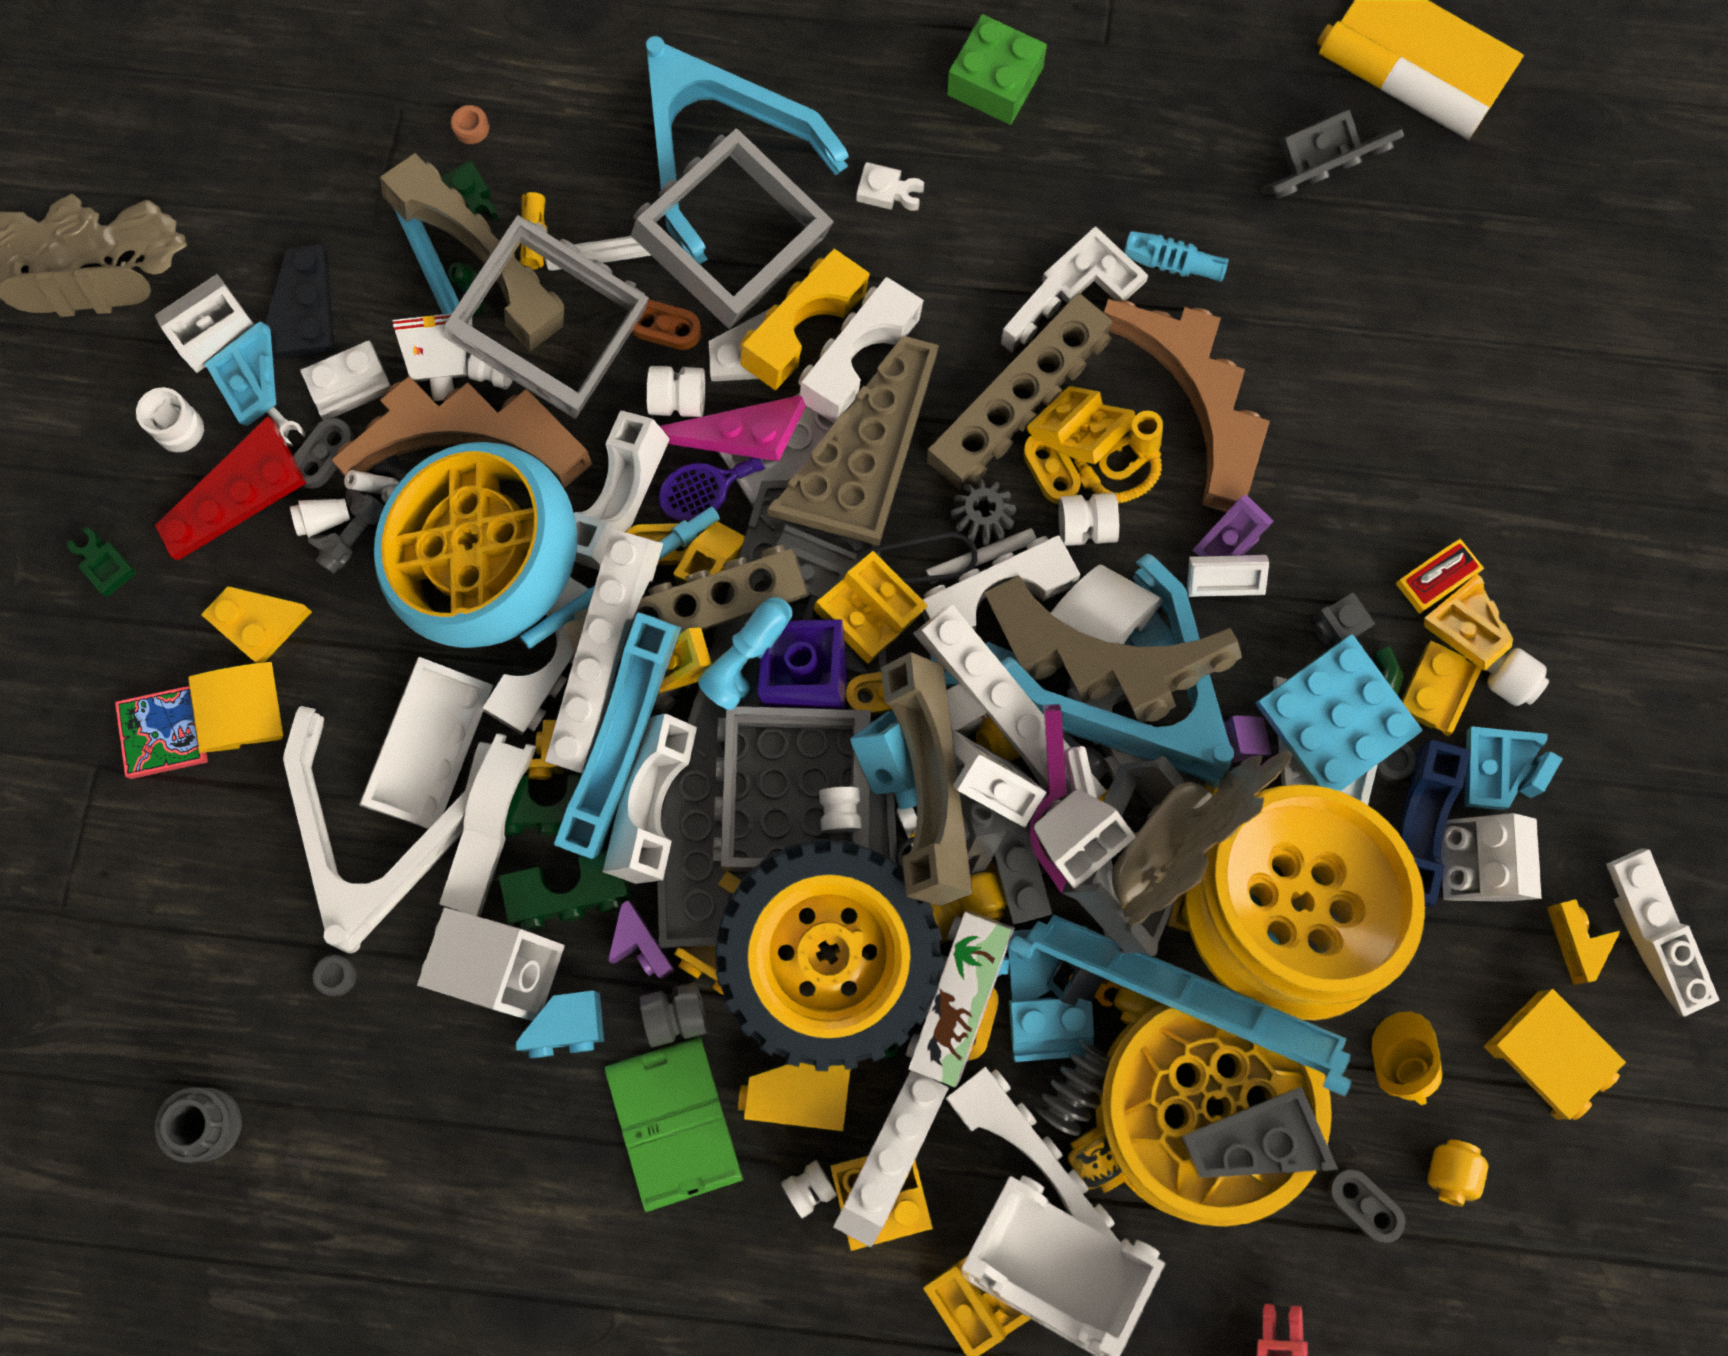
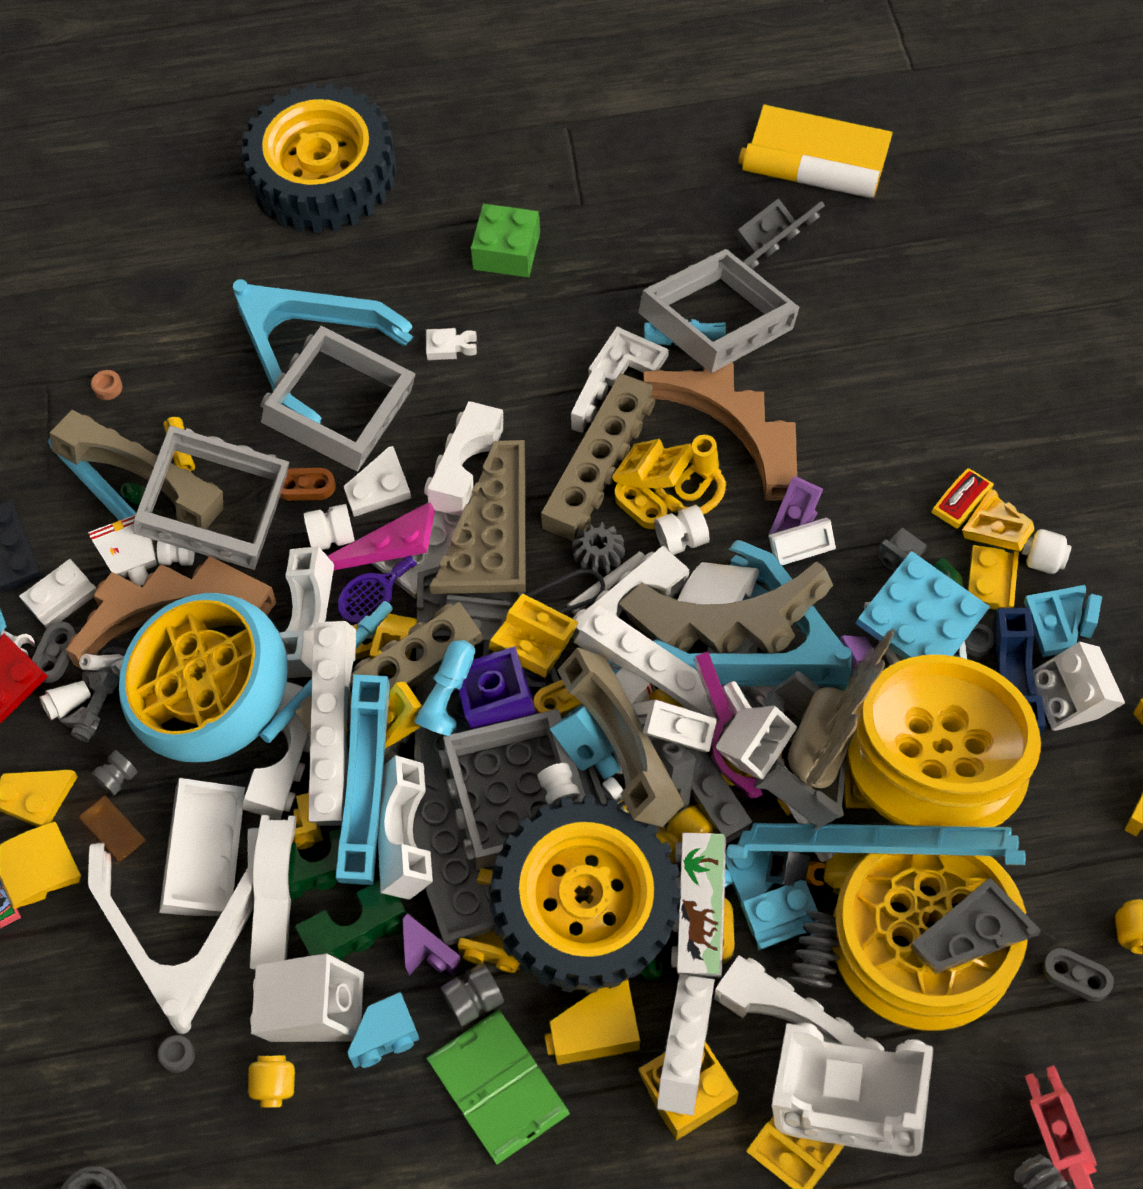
camera: 15 degrees left, 15 degrees down
(332, 689) = (112, 828): none -> clear orange tile
(348, 625) = (111, 775): none -> dark grey wheel
(426, 1042) = (271, 1080): none -> yellow head
(472, 188) = (123, 427): dark green plate -> none
(608, 250) = (252, 439): white axle -> none
(809, 1189) = (627, 1099): white wheel -> none
(829, 289) = (426, 423): yellow arch -> none
(1054, 1254) = (843, 1079): none -> white tile
(1095, 1161) = (853, 1003): yellow head -> none
(1274, 215) = (778, 310): none -> light grey window
(1407, 1057) = (1068, 850): yellow piece -> none

